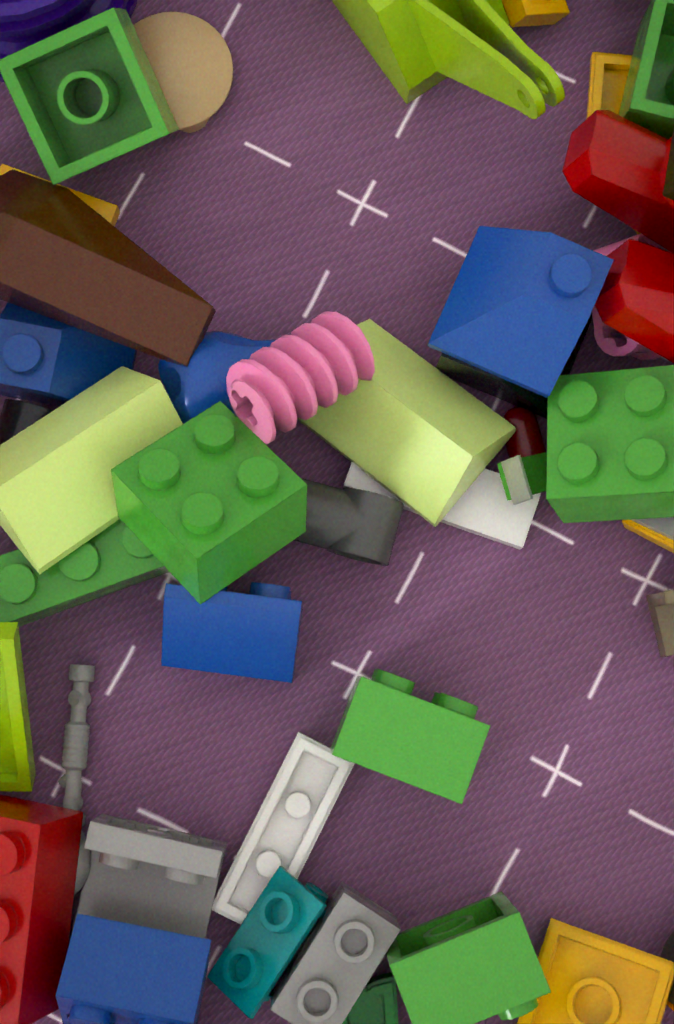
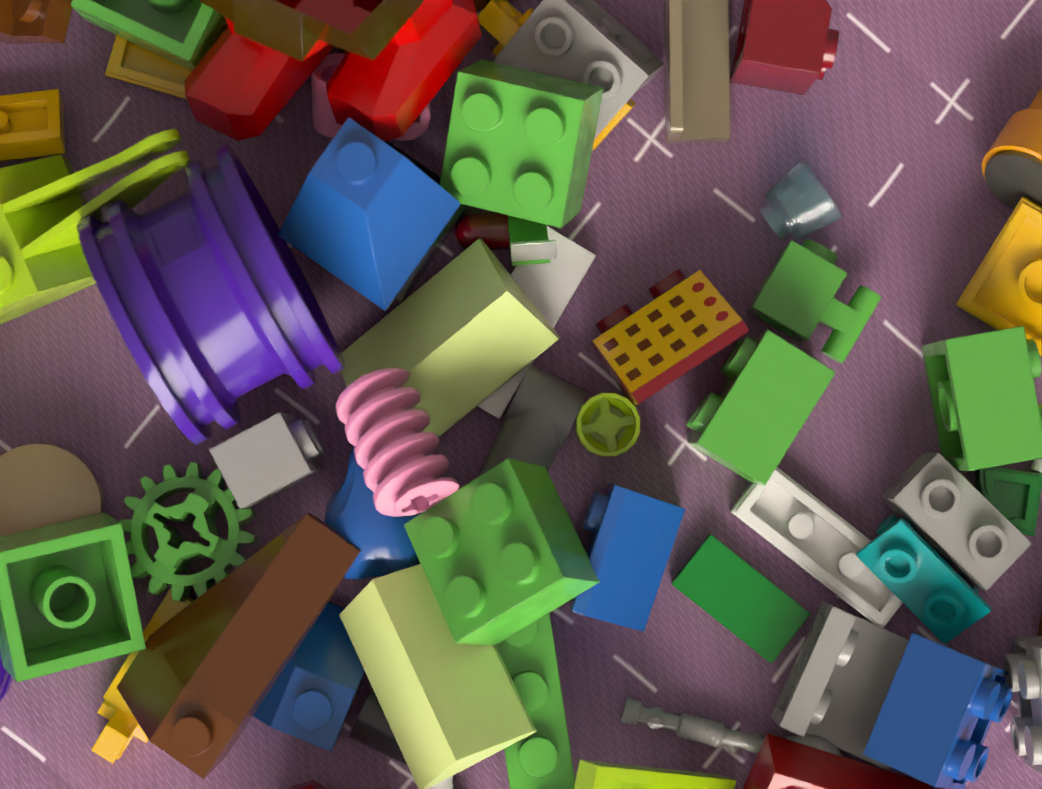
camera: 70 degrees left, 5 degrees up
(154, 197) = (198, 508): none -> bright green gear
(213, 759) = (740, 598): none -> green tile
(259, 265) = (268, 458): none -> light grey brick
(363, 583) = (615, 421): none -> lime wheel
(405, 165) = (208, 296): none -> dark purple wheel
(460, 631) = (666, 336): none -> slope
(529, 759) = (802, 293): none -> bright green brick
(617, 738) = (798, 204): none -> clear light blue hat

